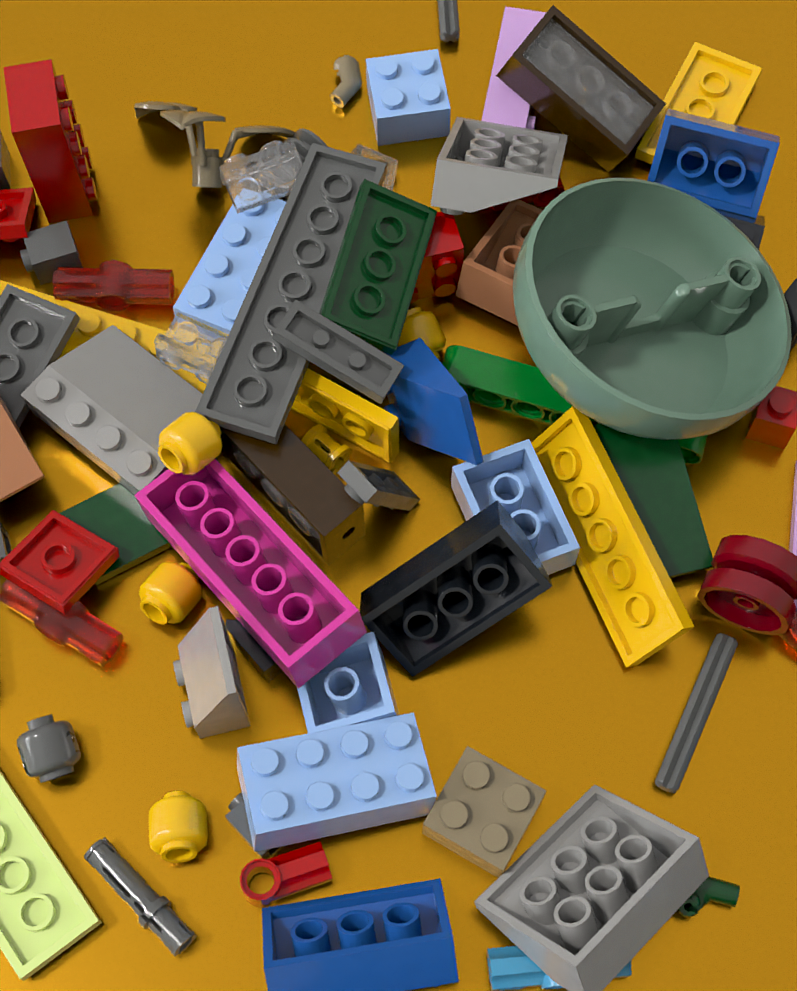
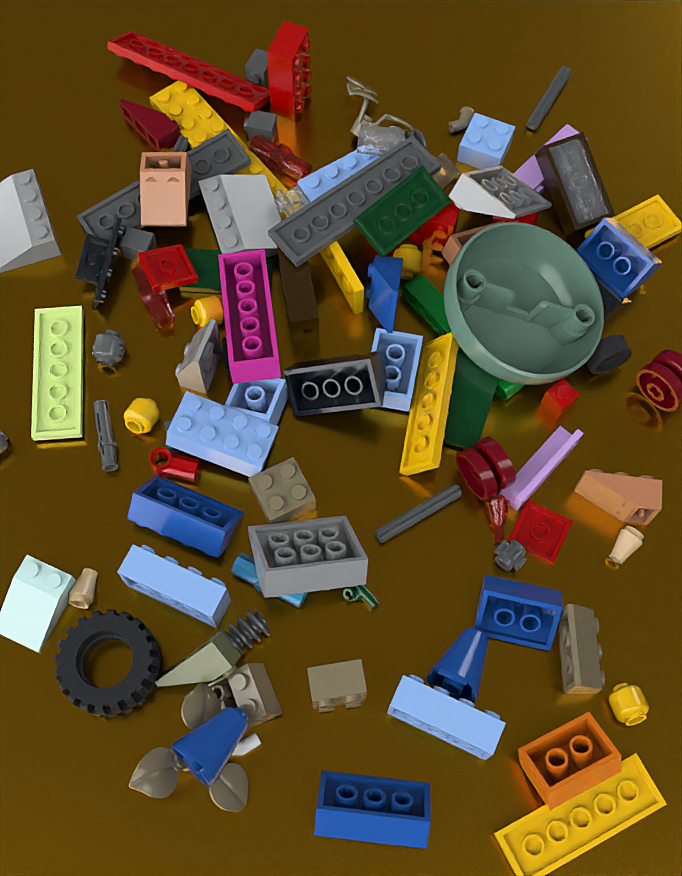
camera: 30 degrees right, 0 degrees up
(189, 443) = (256, 244): yellow head -> none
(337, 351) = (352, 239): dark grey plate -> none
(338, 454) = (328, 279): yellow bush -> none
(377, 486) = (334, 316): dark grey plate -> none

